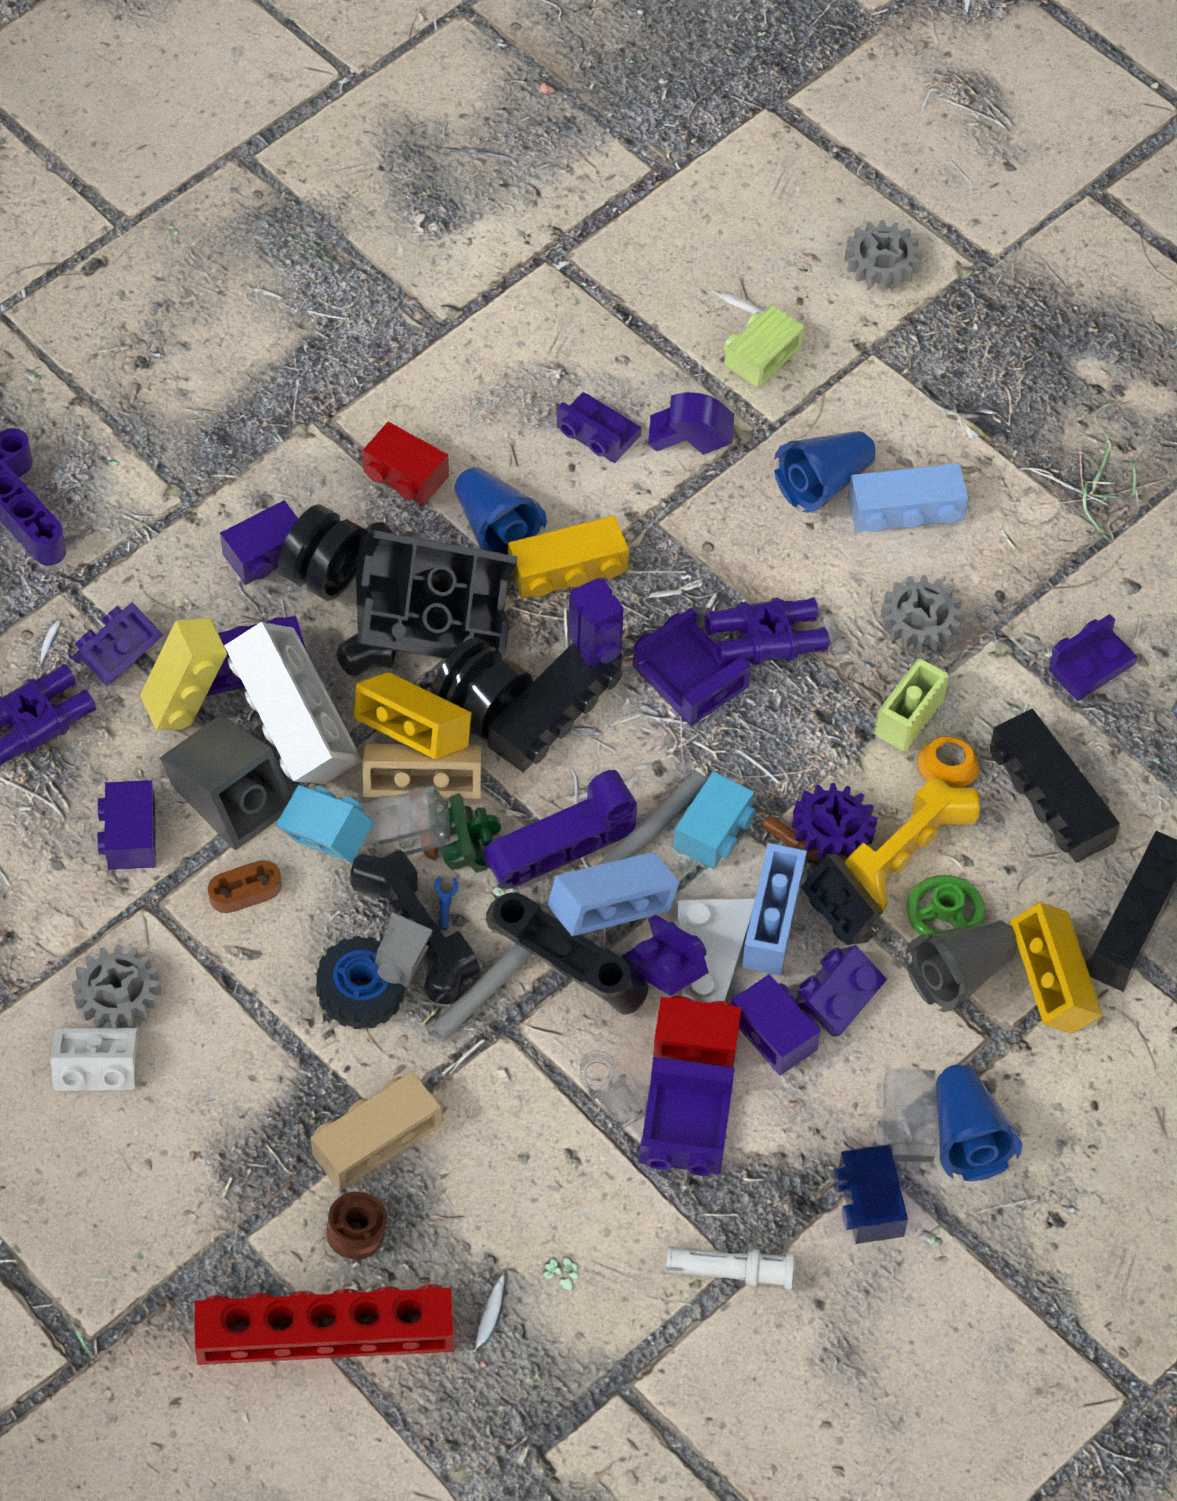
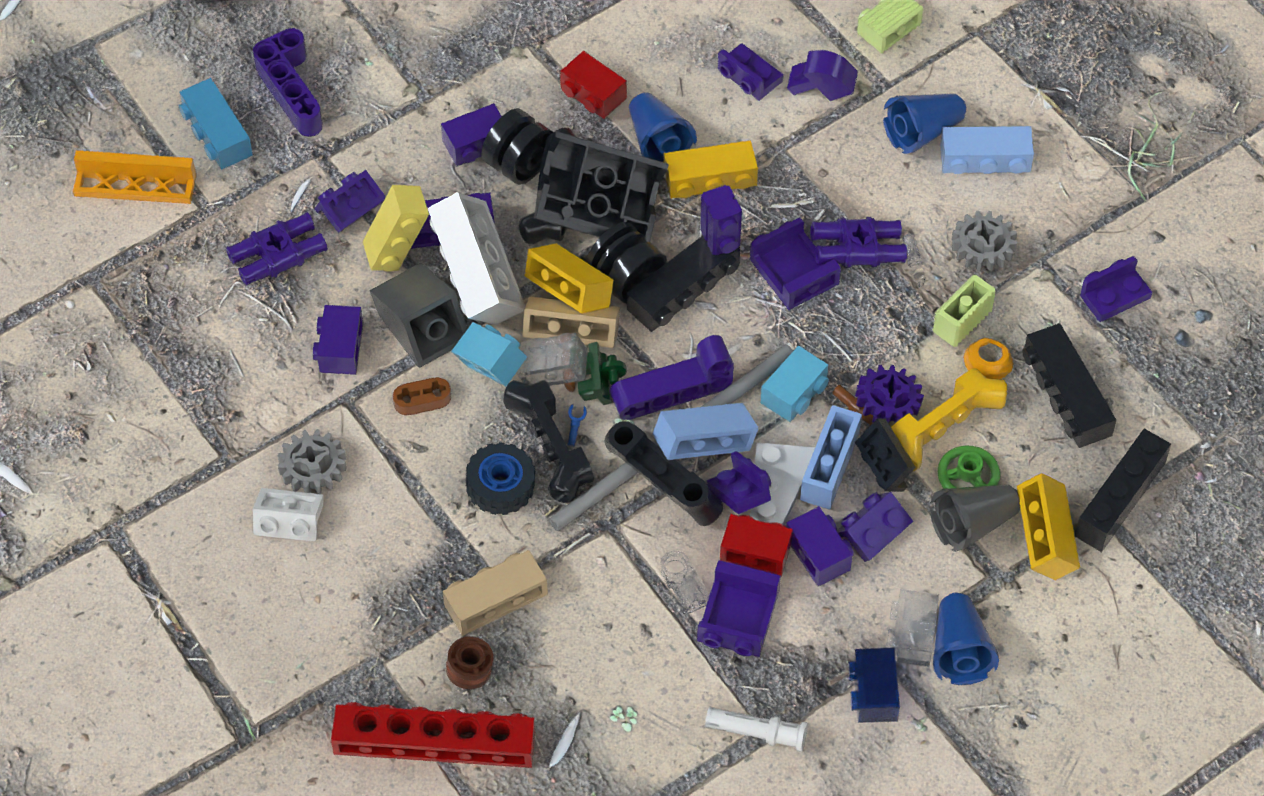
camera: 10 degrees right, 0 degrees up
(402, 950) = (534, 456): light grey window -> none

